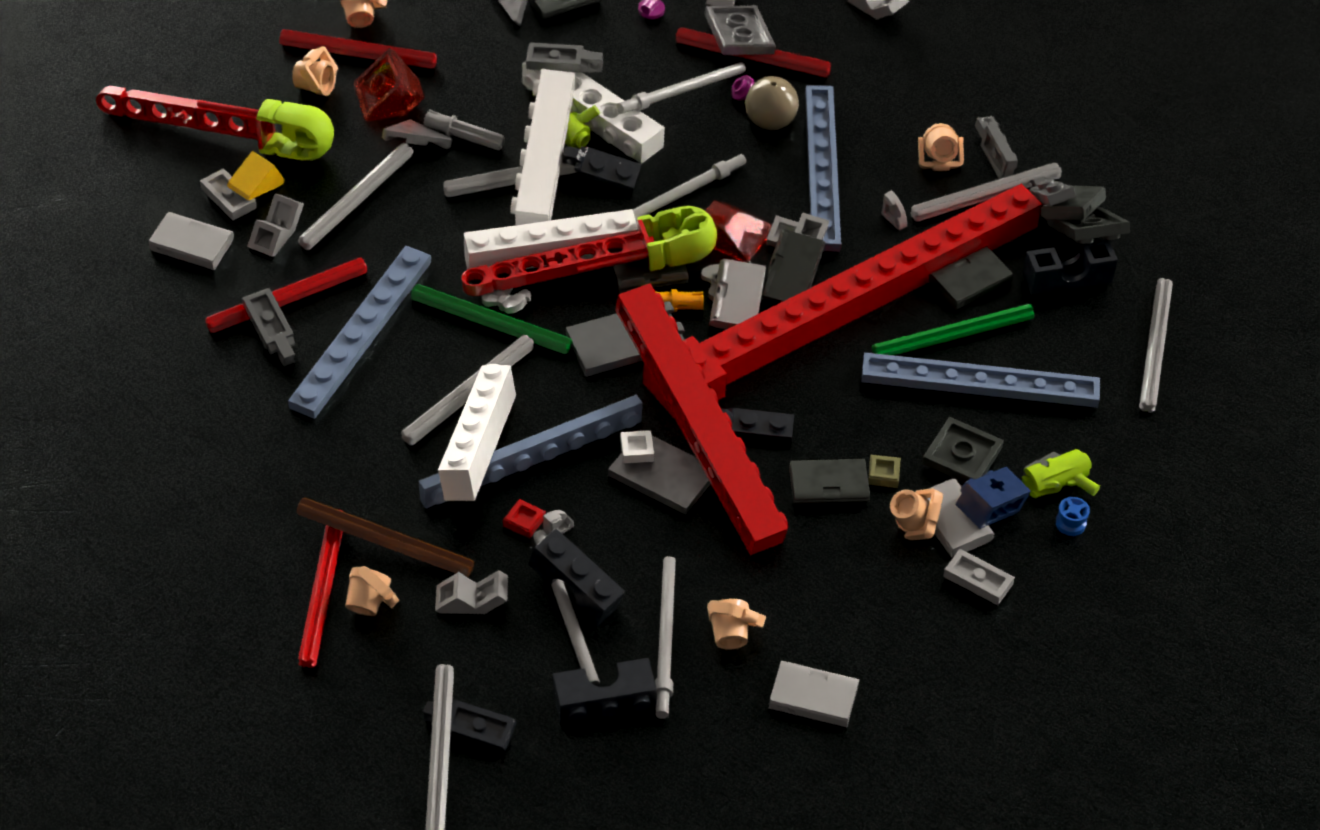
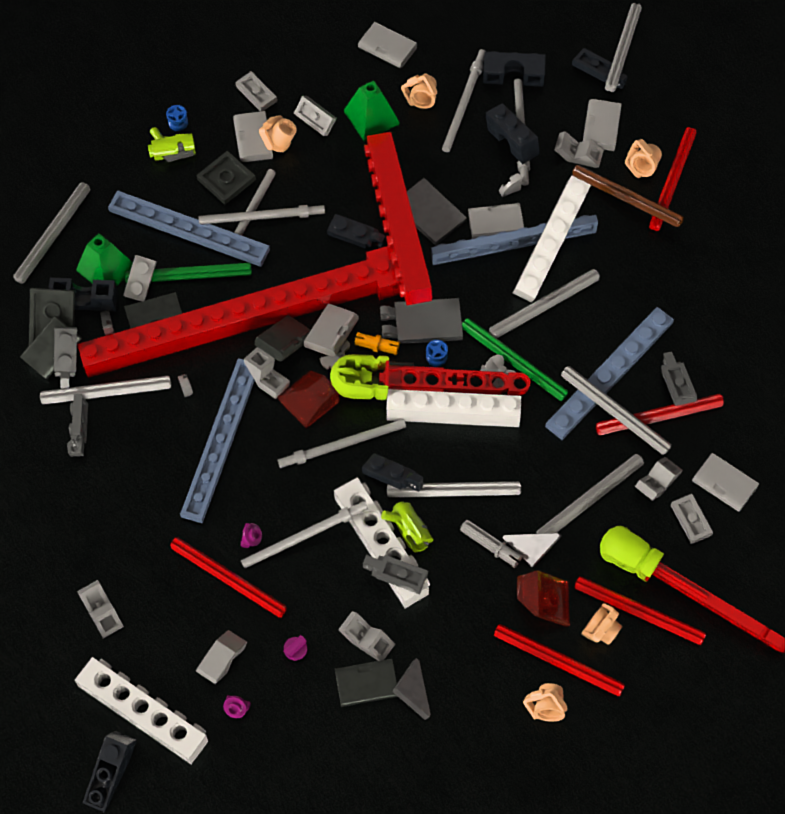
camera: 160 degrees left, 15 degrees up
(254, 101) = (640, 610): none -> red axle
(255, 177) = (667, 521): yellow slope -> none
(345, 272) = (616, 410): none -> light grey axle
(446, 640) = (602, 123): none -> light grey piece
(524, 518) = (531, 199): red tile -> none
(545, 147) = (435, 487): white brick -> none
(565, 477) = (495, 219): none -> light grey piece
(572, 29) = (365, 637): none -> light grey slope
(593, 301) = (434, 348): none -> blue wheel
(637, 447) = (444, 219): white plate -> none
(739, 30) = (232, 595): flat silver tile -> none
(772, 103) = (238, 510): dark tan helmet -> none
(797, 578) = (370, 111): none -> green slope
(829, 481) = (322, 179): pearl dark grey piece -> none
(840, 433) = (302, 211): none -> light grey bar
(864, 554) = (315, 115): none -> light grey plate
(884, 471) = (282, 181): olive tile -> none
(908, 433) = (256, 200): none -> light grey bar
(943, 145) = (123, 427): light nougat piece -> none
(992, 497) = (224, 131): dark blue brick -> none
(1009, 301) = (140, 278): none -> light grey plate
(1015, 237) = (107, 323): none -> flat silver tile
(1066, 311) = (103, 261): none -> green slope

